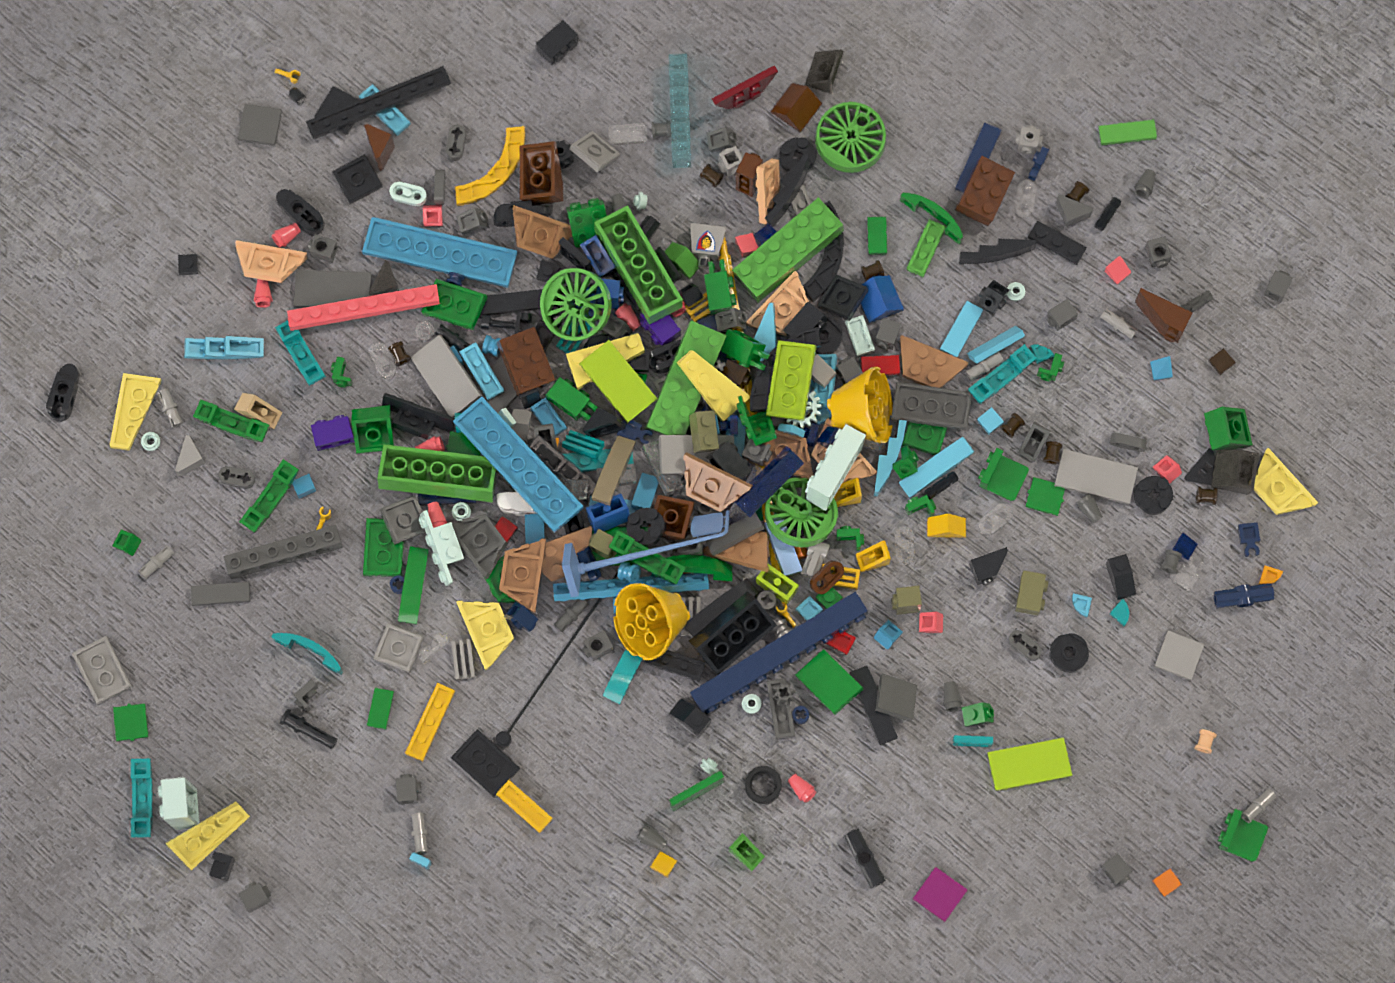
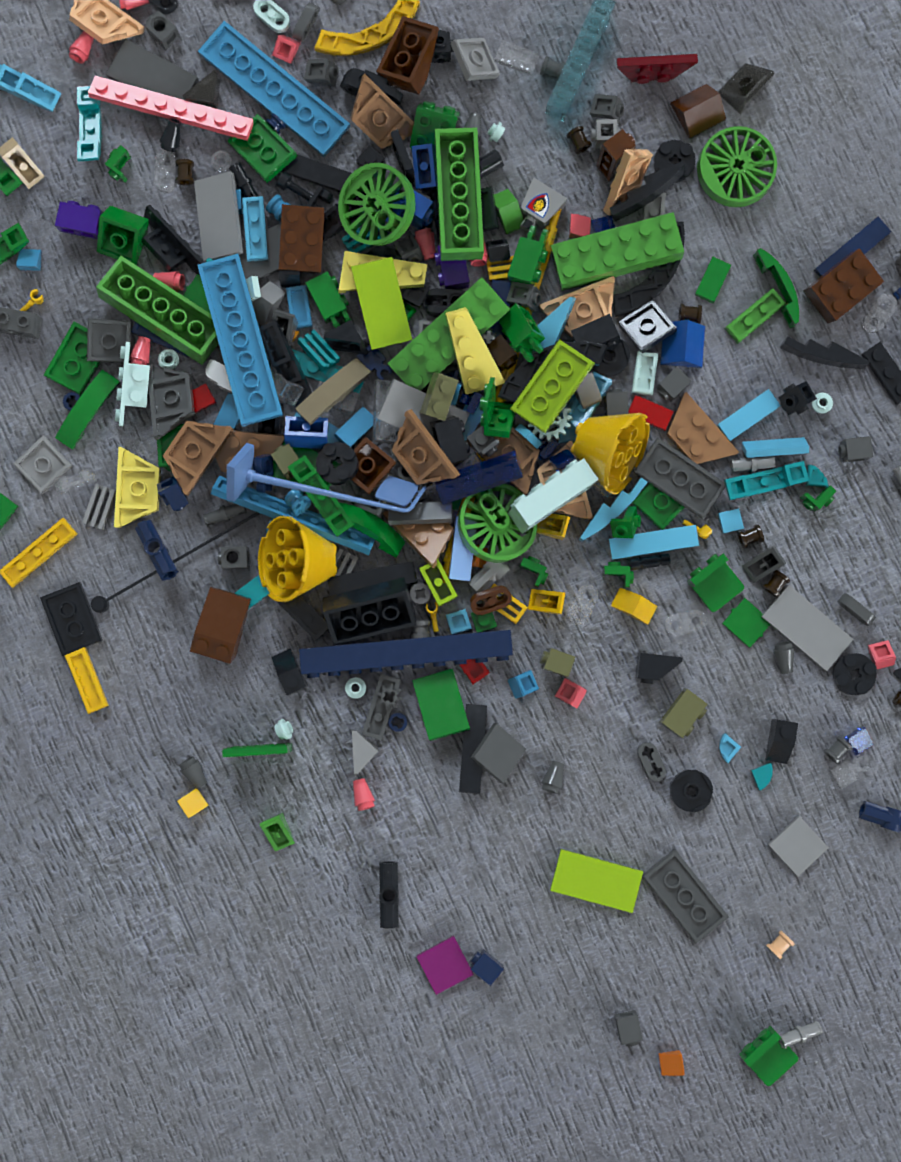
camera: 25 degrees right, 10 degrees up
(374, 329) = (171, 136): none -> black cone
(539, 673) = (161, 559): none -> dark blue piece
(615, 704) = (220, 625): none -> reddish brown slope
(763, 770) = (311, 773): black tyre -> none
(783, 751) = (362, 751): none -> light grey slope
(972, 741) = (552, 832): teal tile -> none
(973, 439) = (703, 532): none -> yellow hand
(974, 877) = (486, 966): none -> dark blue brick
(977, 714) = (570, 807): bracket -> none
(1108, 741) = (685, 896): none -> dark grey tile

